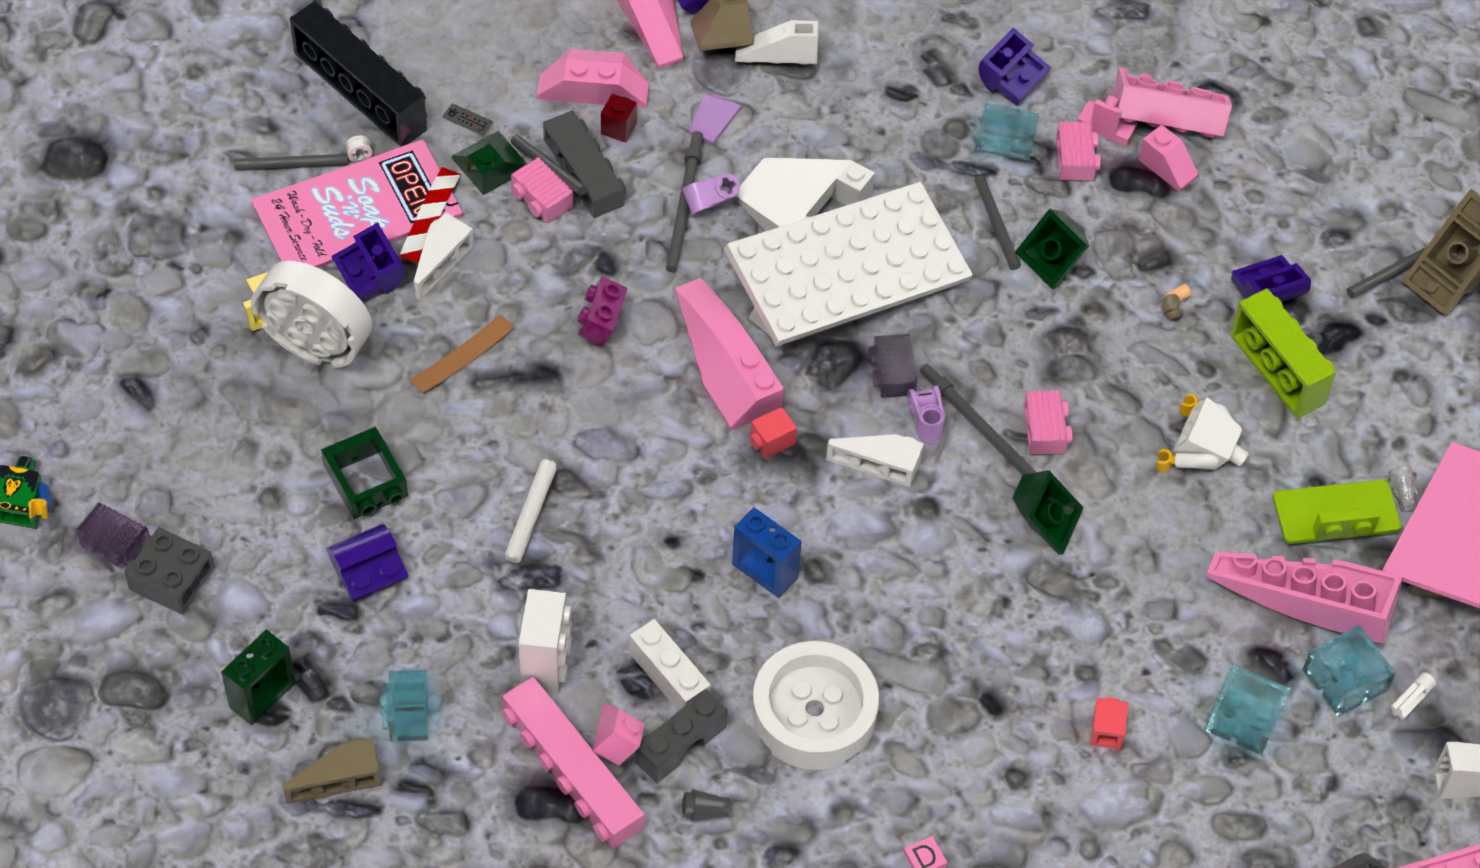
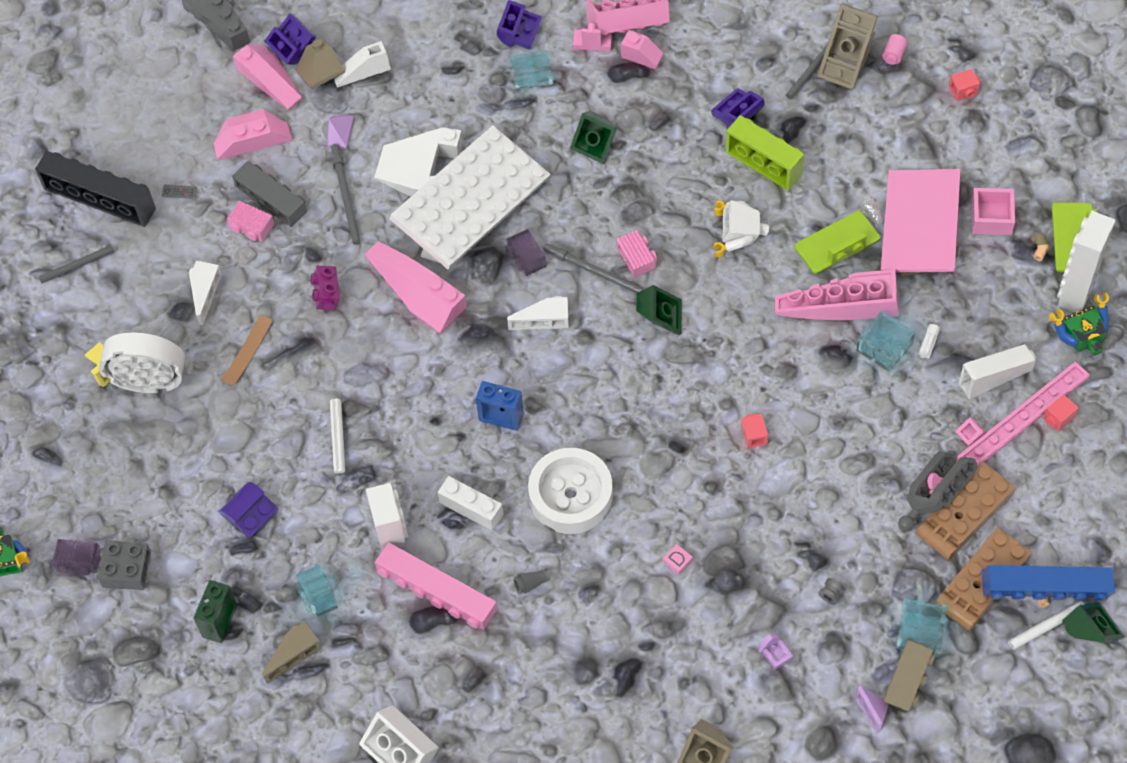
camera: 15 degrees left, 5 degrees up
(325, 212) = (133, 279): bright pink piece -> none
(352, 451) = (207, 440): dark green window -> none
(358, 148) = (117, 238): white bush -> none
(370, 263) = (161, 313): dark purple brick -> none
(429, 211) = (184, 261): sticker -> none
(489, 162) = (207, 215): dark green slope -> none
(533, 153) = (235, 199): dark grey bar -> none
(617, 734) = (457, 558): bright pink slope -> none
(619, 117) = (279, 154): dark red brick -> none
(664, 747) = (491, 549): dark grey arch -> none
(707, 193) = (359, 184): lavender piece -> none
(772, 433) = (468, 326): coral brick -> none
(927, 413) = (557, 273): lavender piece -> none
(997, 223) = (549, 131): dark grey bar -> none
(1076, 151) = (581, 66): bright pink brick -> none
(1172, 300) = (681, 143): dark tan arm -> none
(1247, 709) = (834, 389): clear light blue piece -> none
(1422, 843) = (970, 431): none -> bright pink slope

